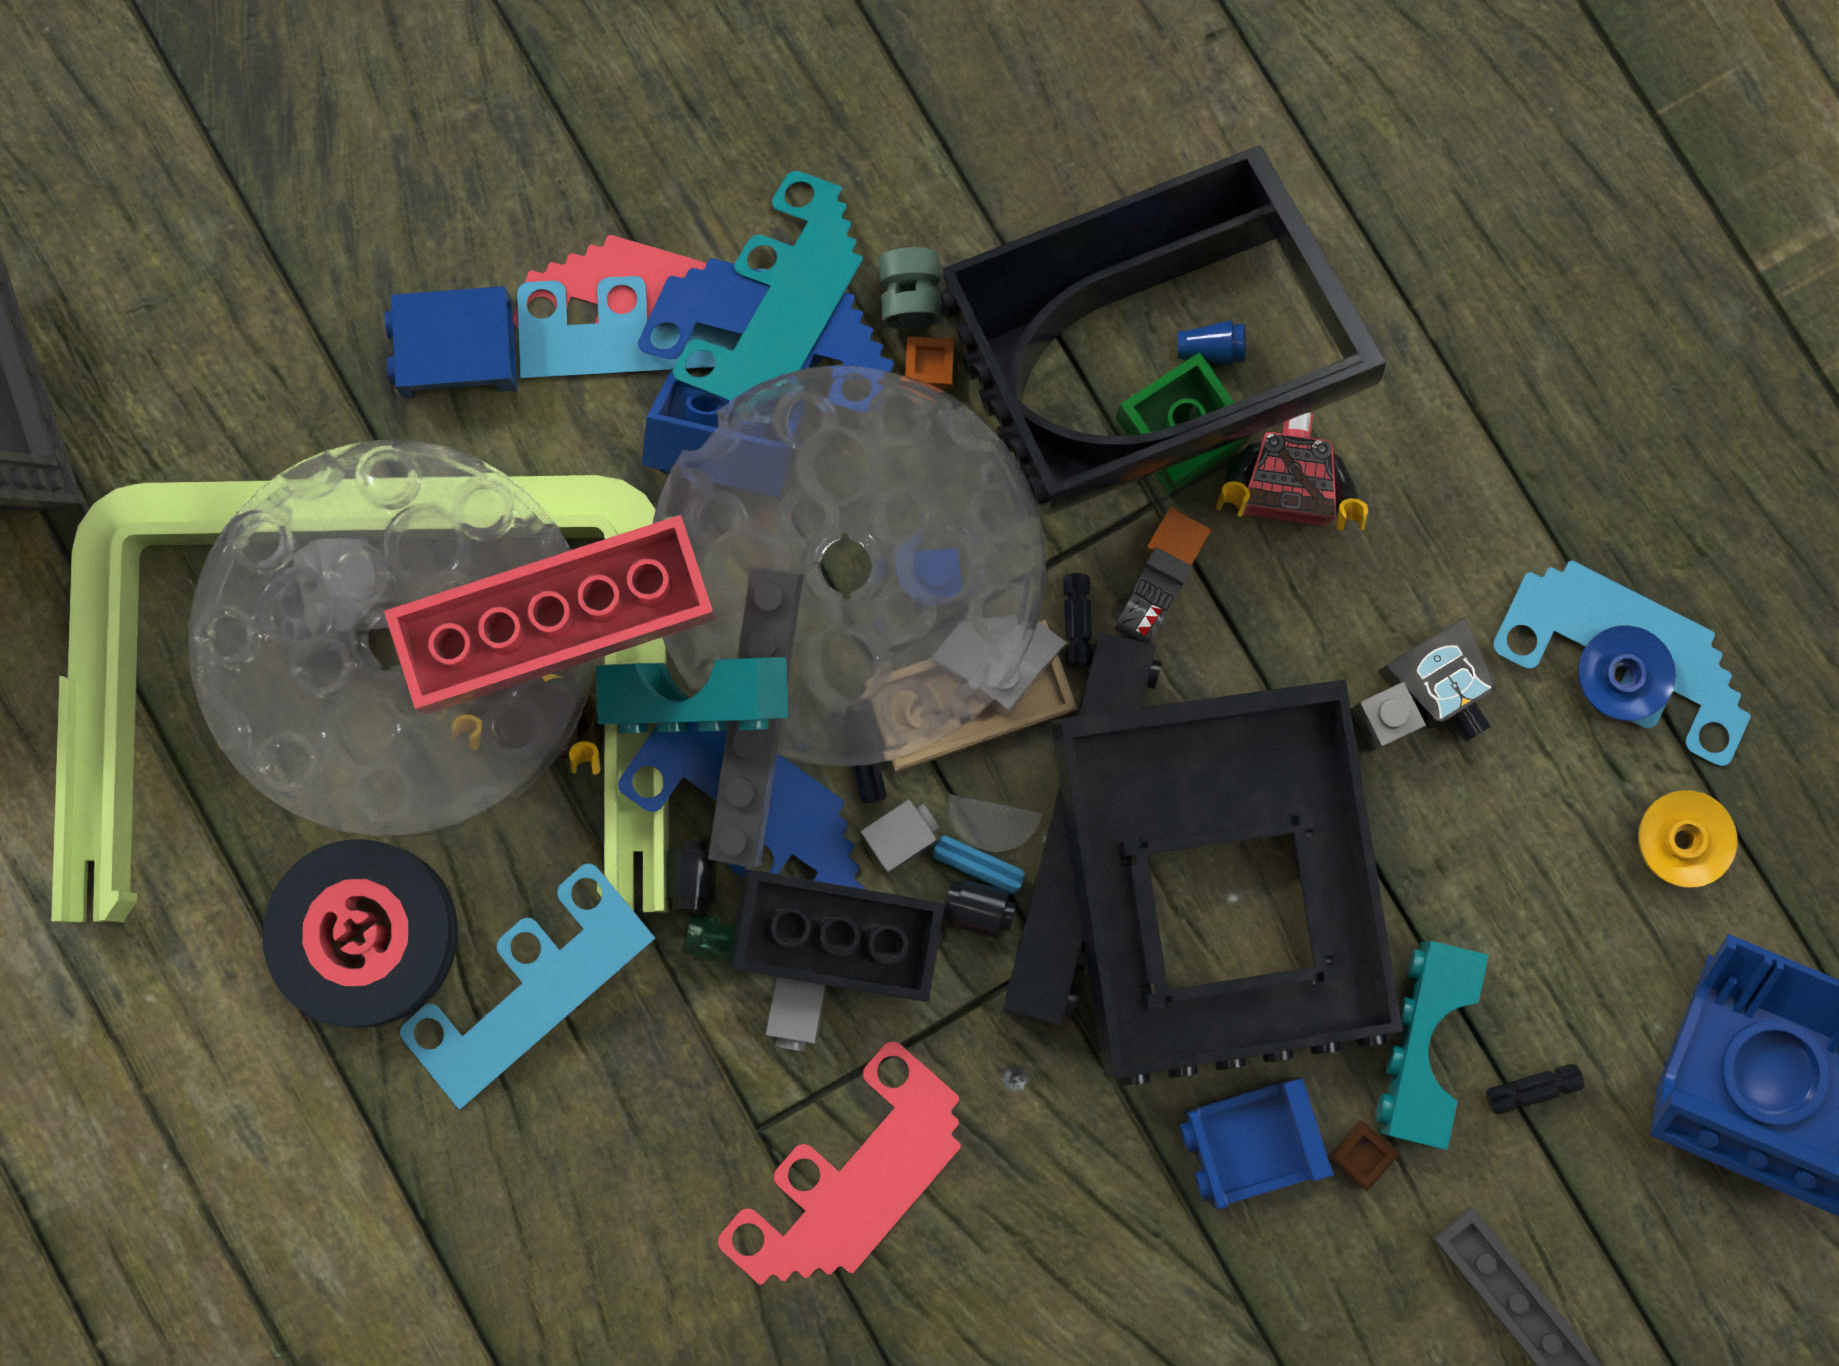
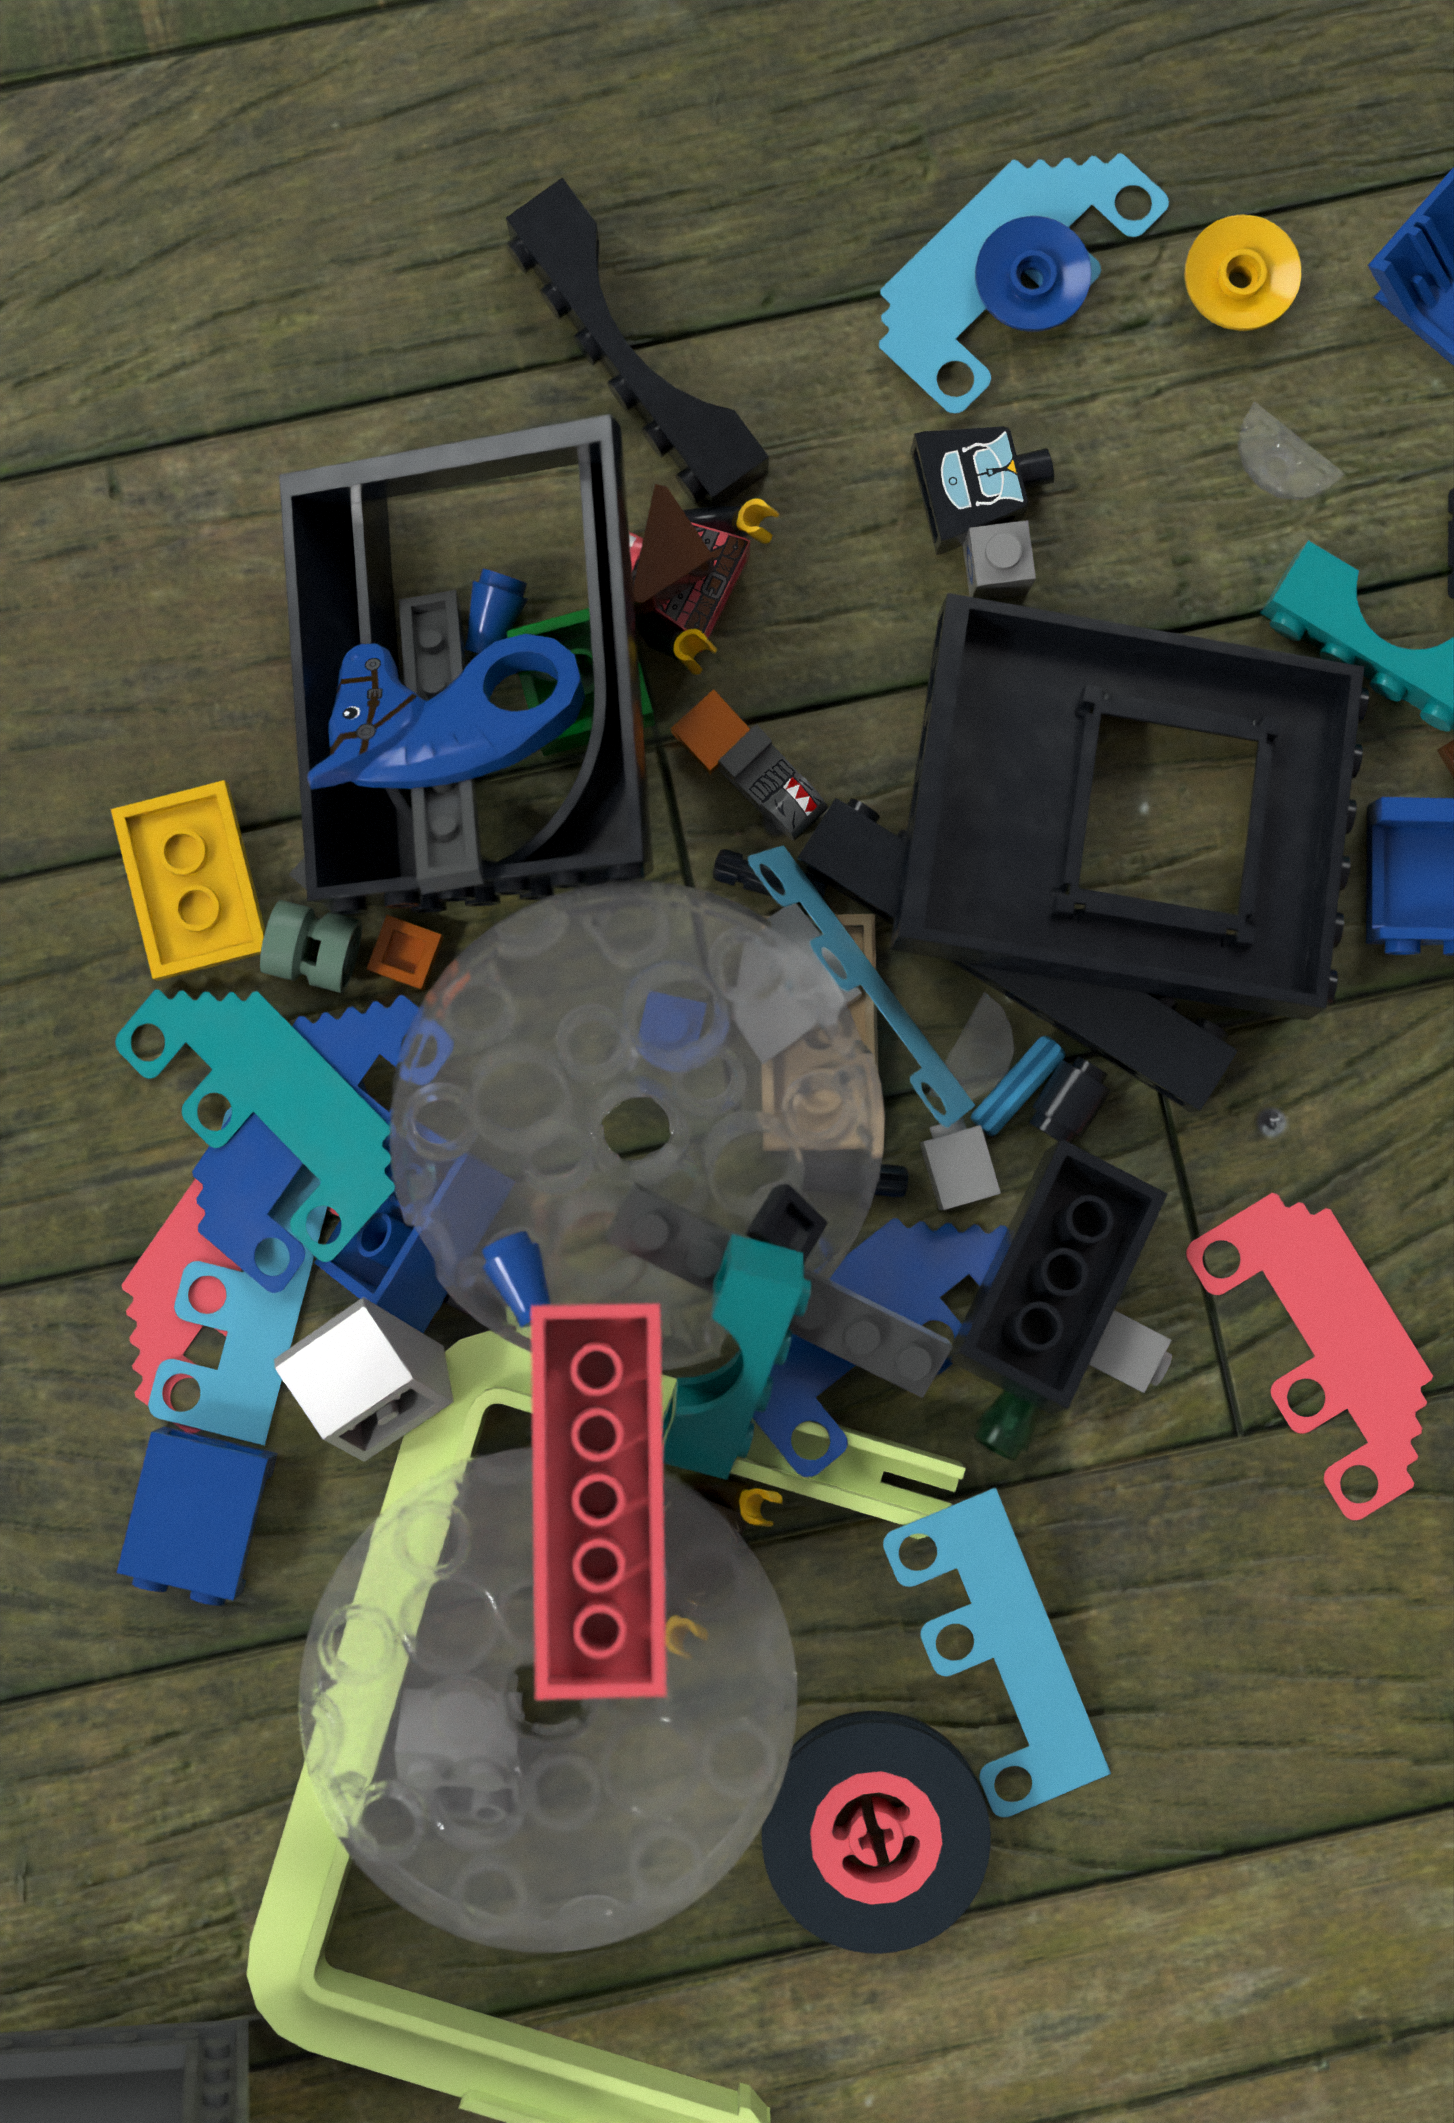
camera: 75 degrees left, 5 degrees up
(592, 430) = (366, 1378): none -> slope
(691, 876) = (930, 1423): black brick -> none
(708, 508) = (518, 1274): none -> blue cone
(808, 702) = (787, 1221): none -> black plate
(932, 184) = (190, 880): none -> yellow plate
(1027, 705) = (861, 972): none -> medium azure piece
(1087, 296) = (398, 740): none -> blue animal
(1095, 327) = (442, 814): none -> dark grey plate
(1298, 454) = (670, 554): none -> reddish brown slope
(1404, 461) = (703, 439): none -> black arch
(1548, 918) = (1282, 460): none -> clear plate

